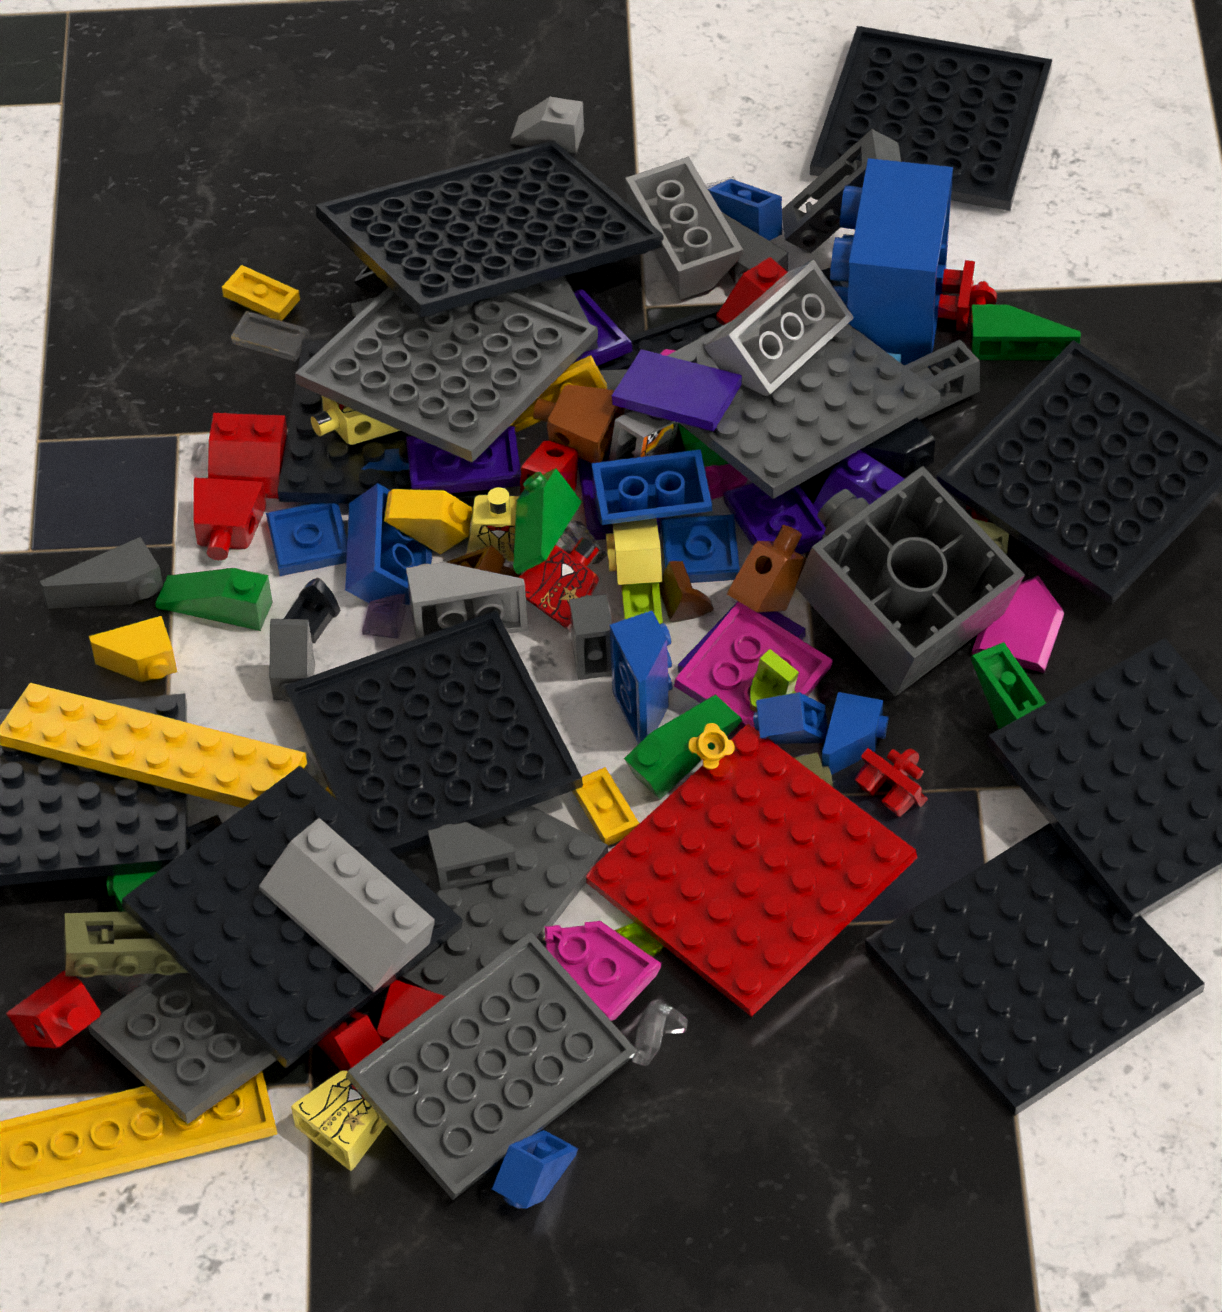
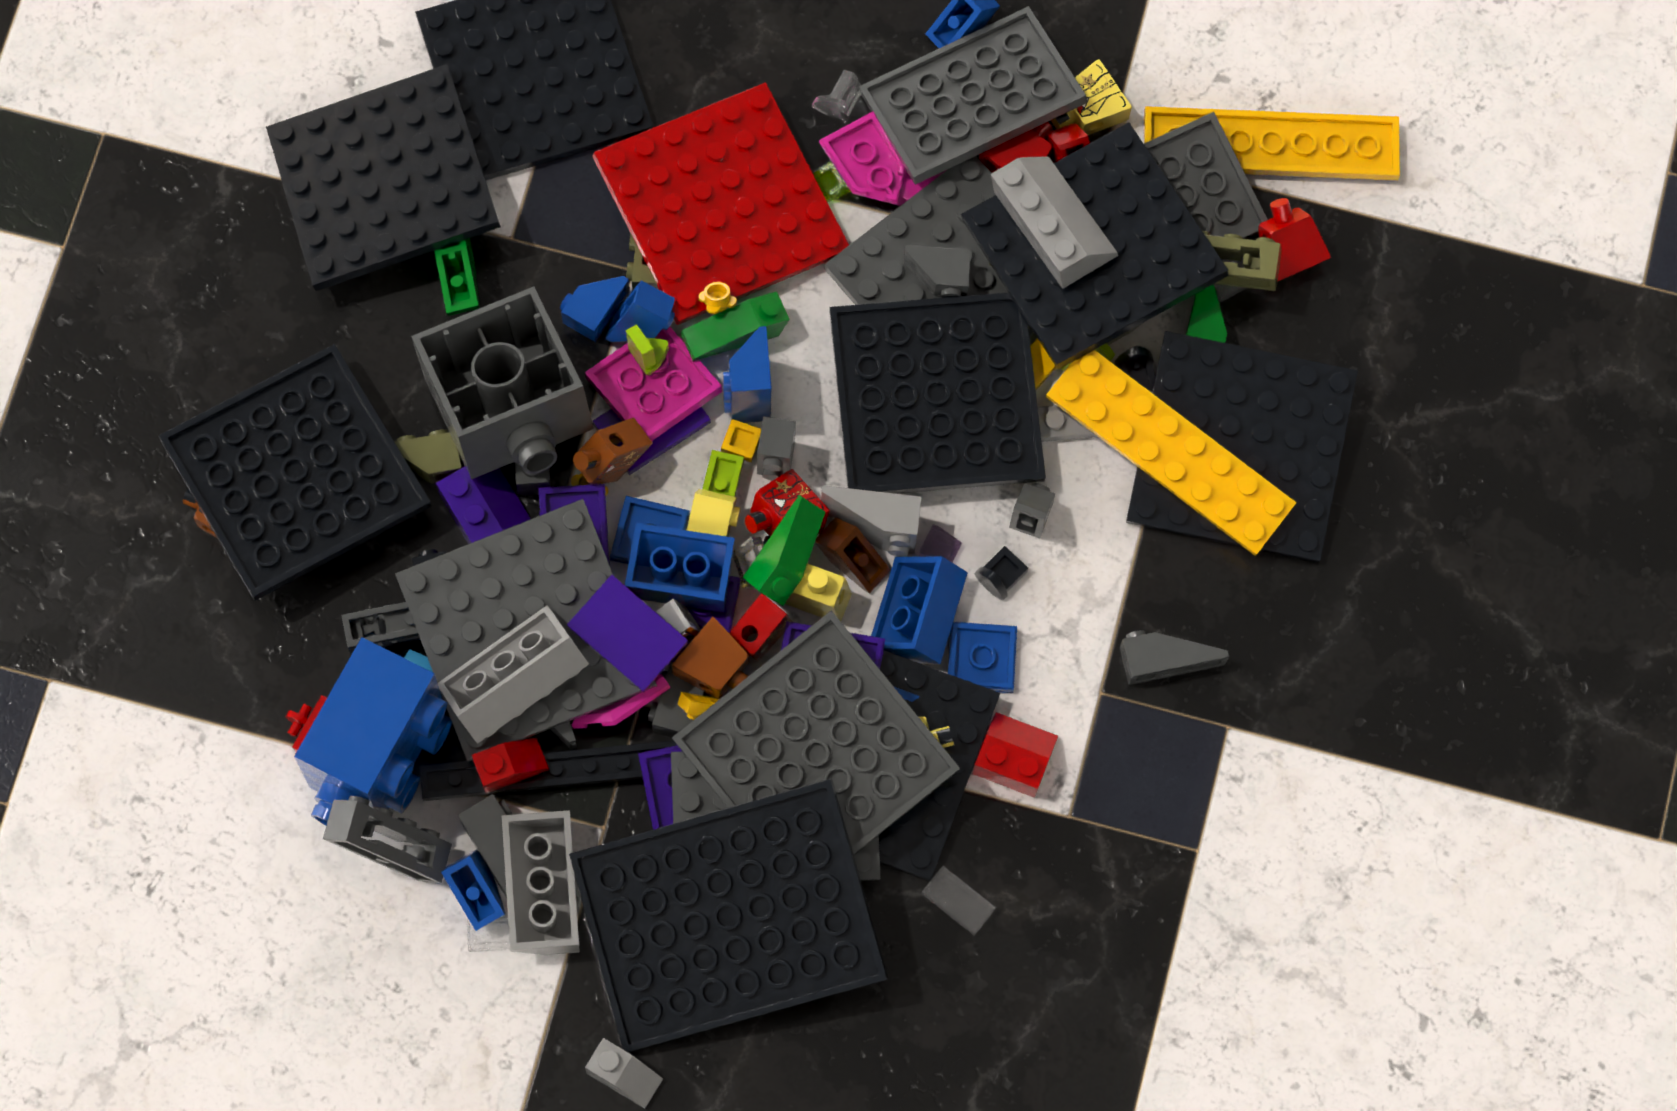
camera: 170 degrees left, 20 degrees up
(136, 650) = (1157, 572): yellow slope -> none
(220, 596) = (1078, 611): green slope -> none
(226, 514) = (1050, 693): red torso -> none
(260, 293) = (956, 949): yellow plate -> none
(429, 517) = (876, 616): yellow slope -> none
(605, 807) = (813, 303): yellow plate -> none
(678, 595) = (686, 482): reddish brown tile -> none
(904, 790) = (575, 256): red hips -> none
(941, 107) = (249, 964): black plate -> none
(1014, 334) = (296, 671): green slope -> none
(1027, 626) = (400, 380): dark pink tile -> none

